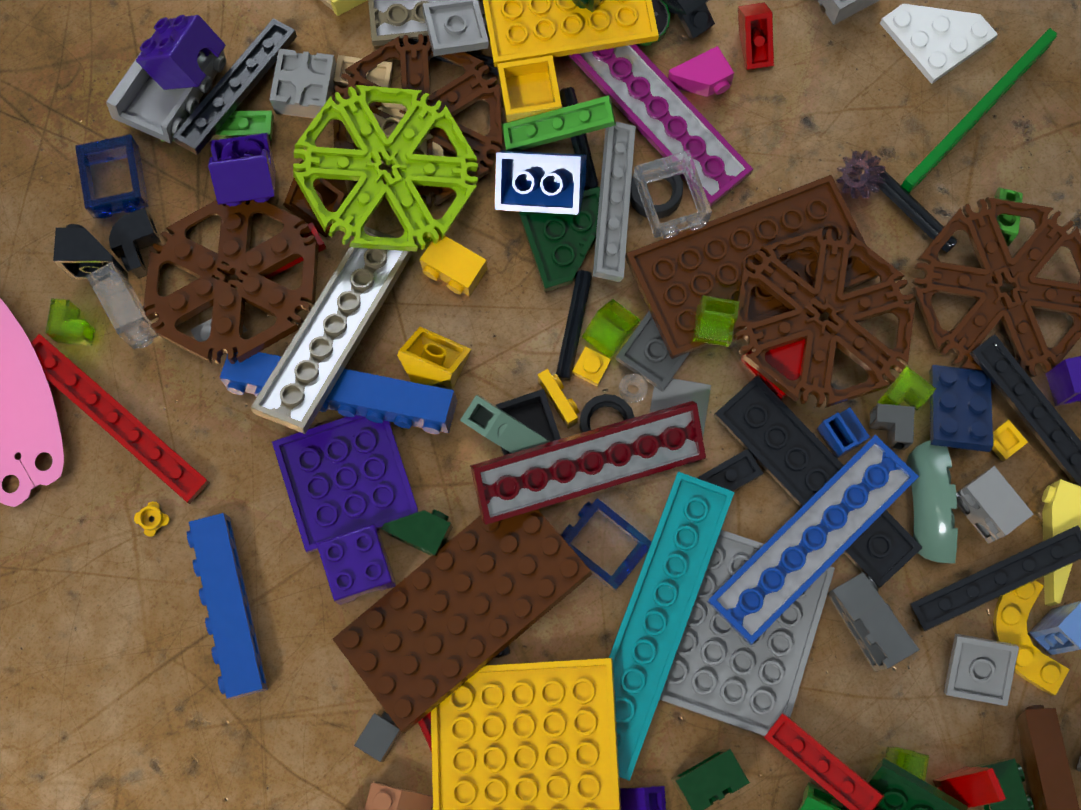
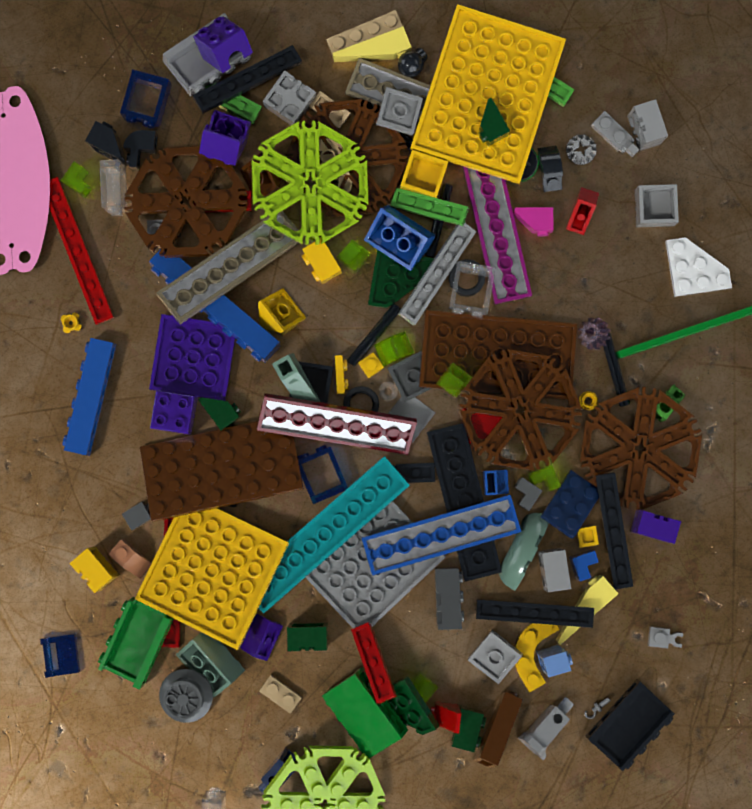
camera: 25 degrees right, 10 degrees up
(493, 237) = (353, 256): none -> clear neon green piece
(905, 258) = (594, 400): none -> yellow plate
(1022, 477) = (581, 562): none -> blue piece

